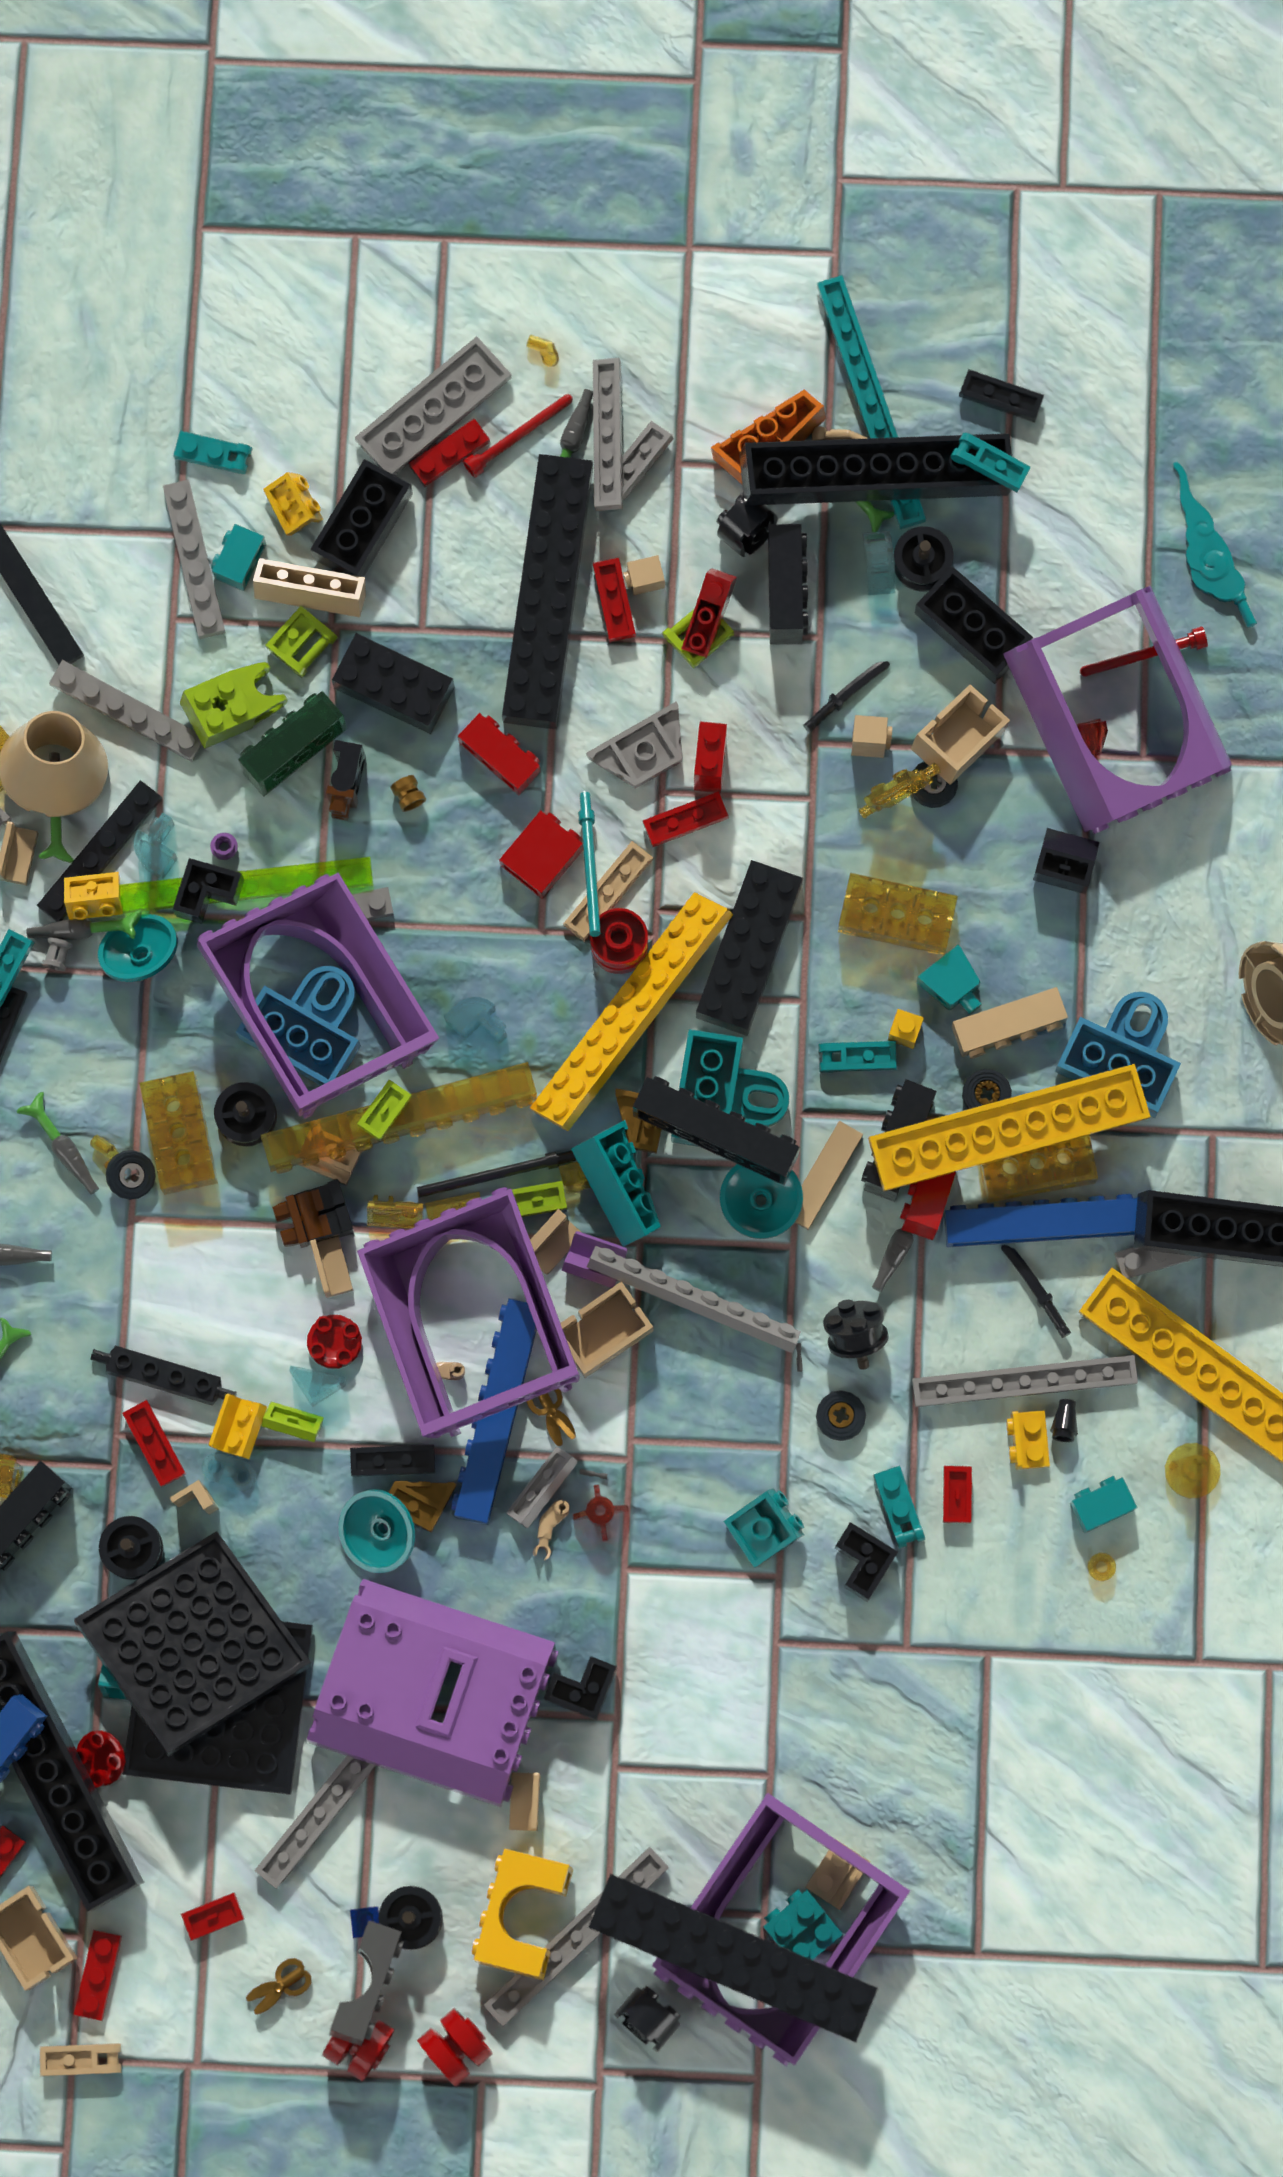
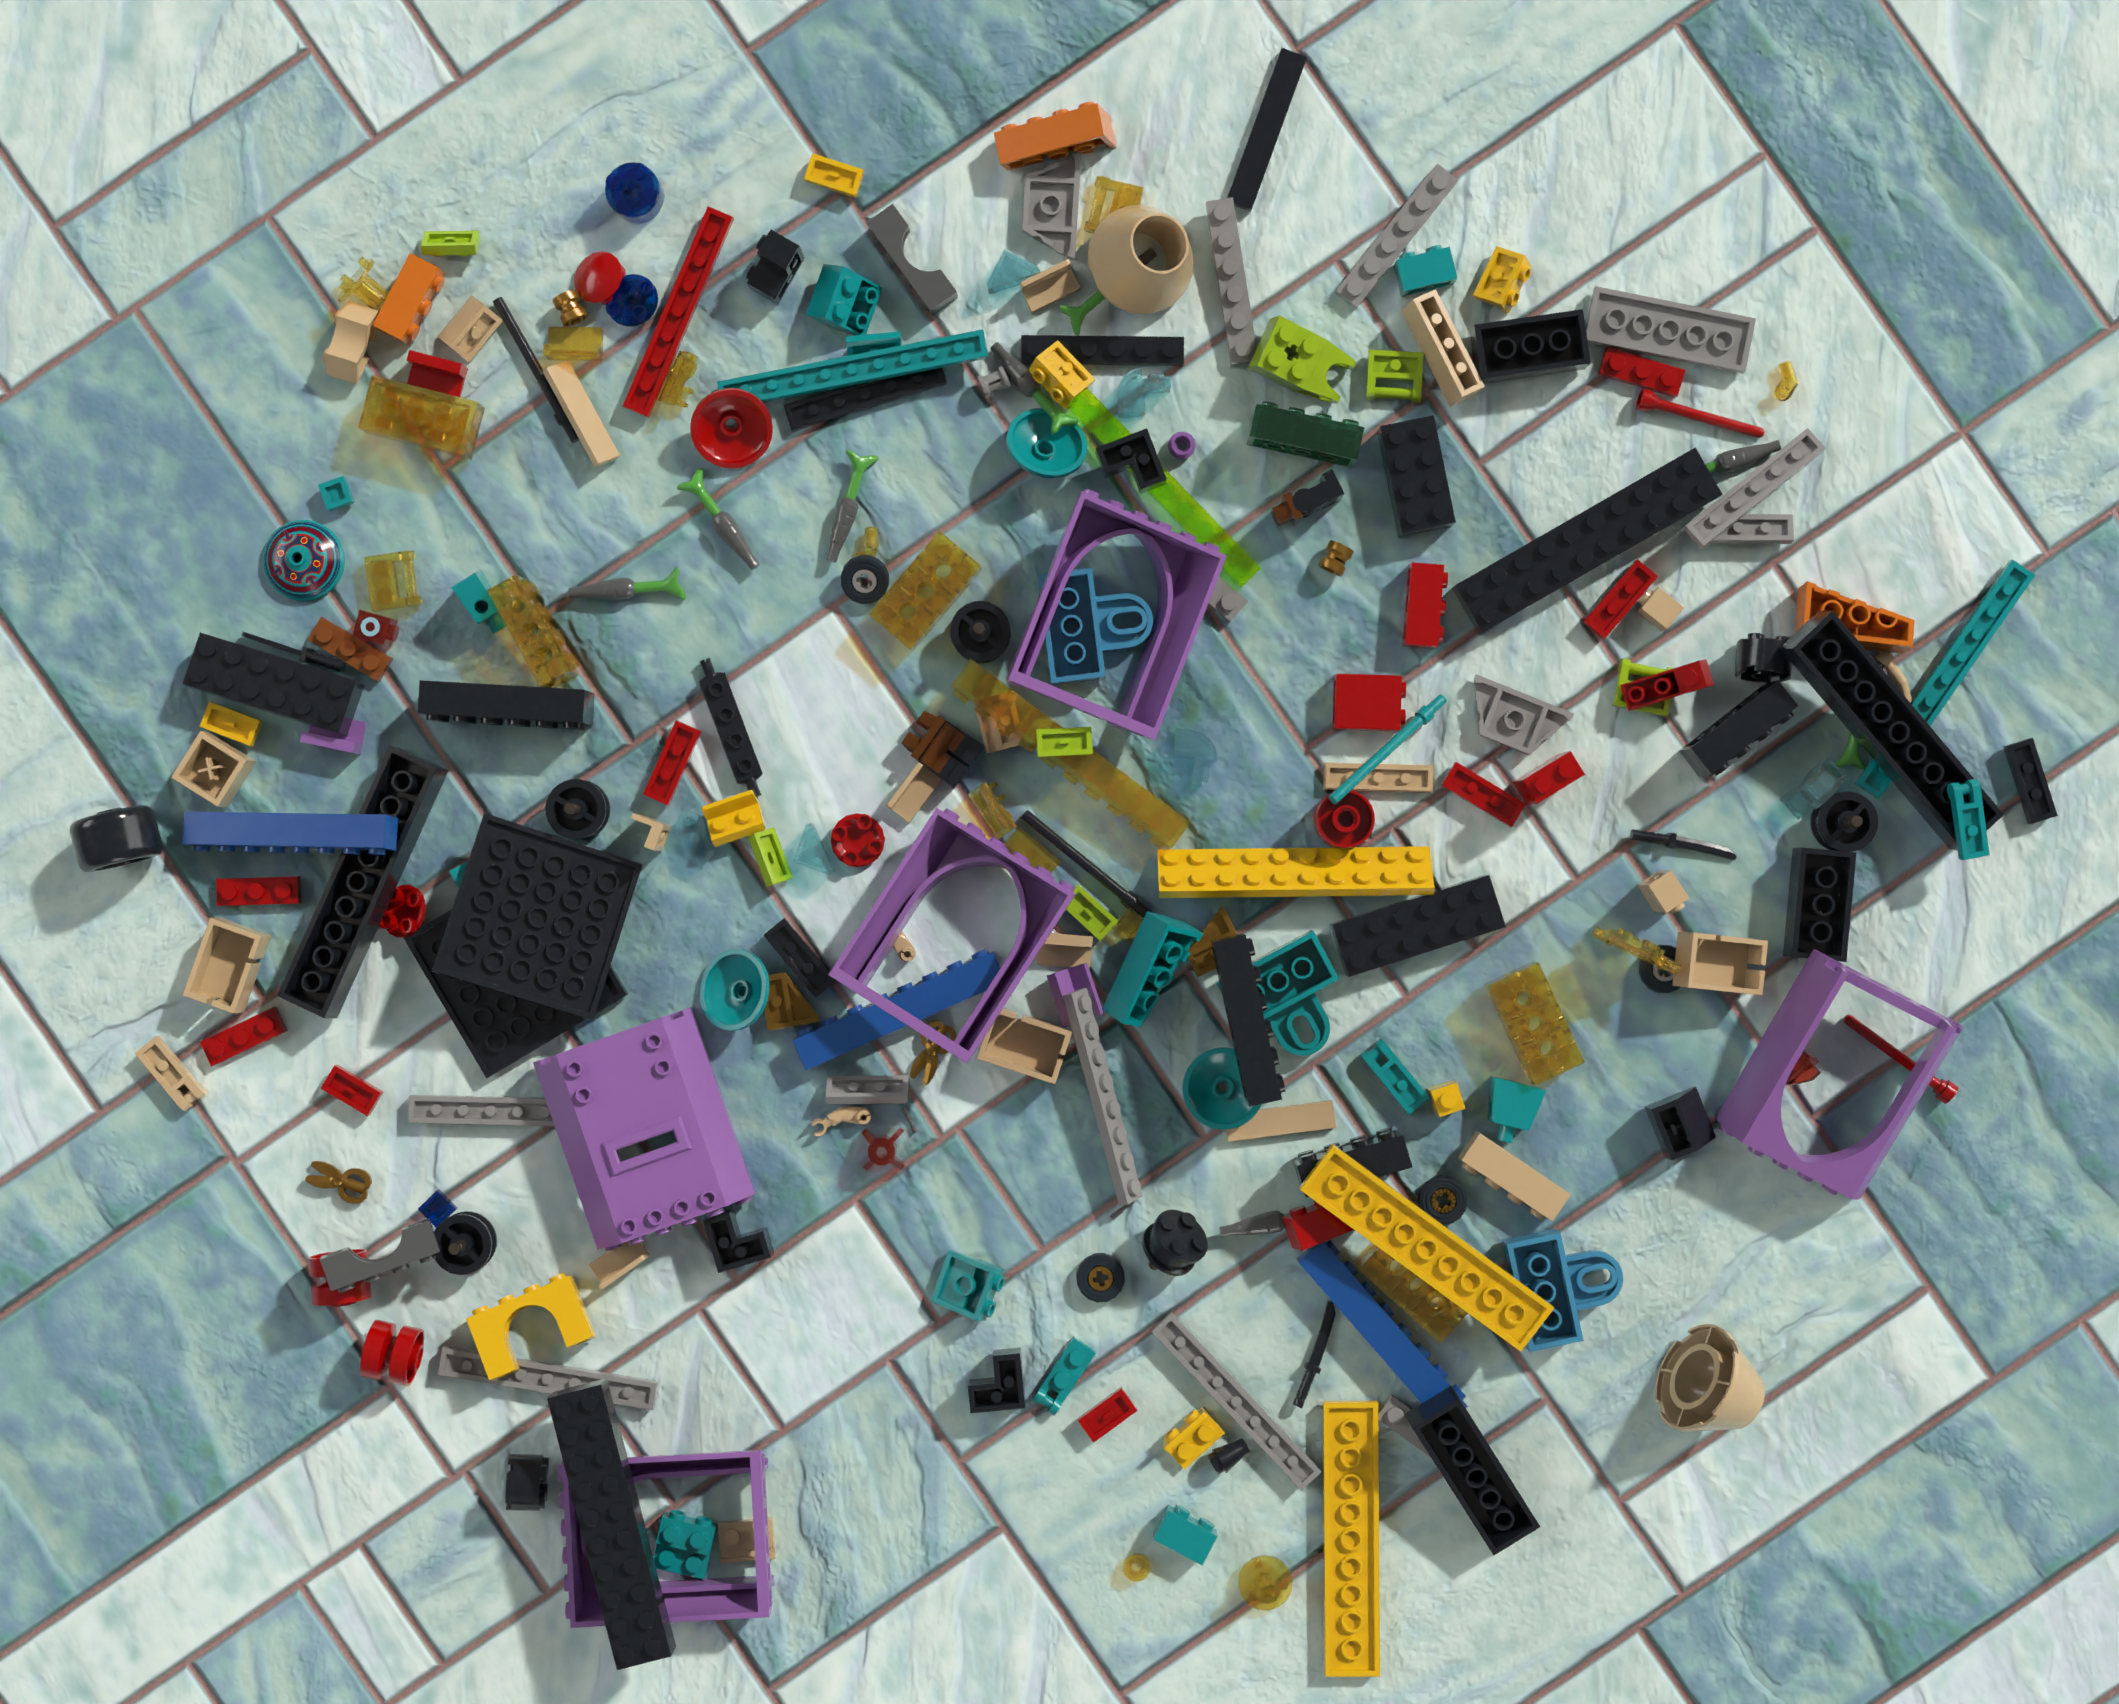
camera: 45 degrees right, 10 degrees up
(212, 452) = (1495, 181): teal plate -> none
(1209, 555) = (2023, 1046): teal piece -> none

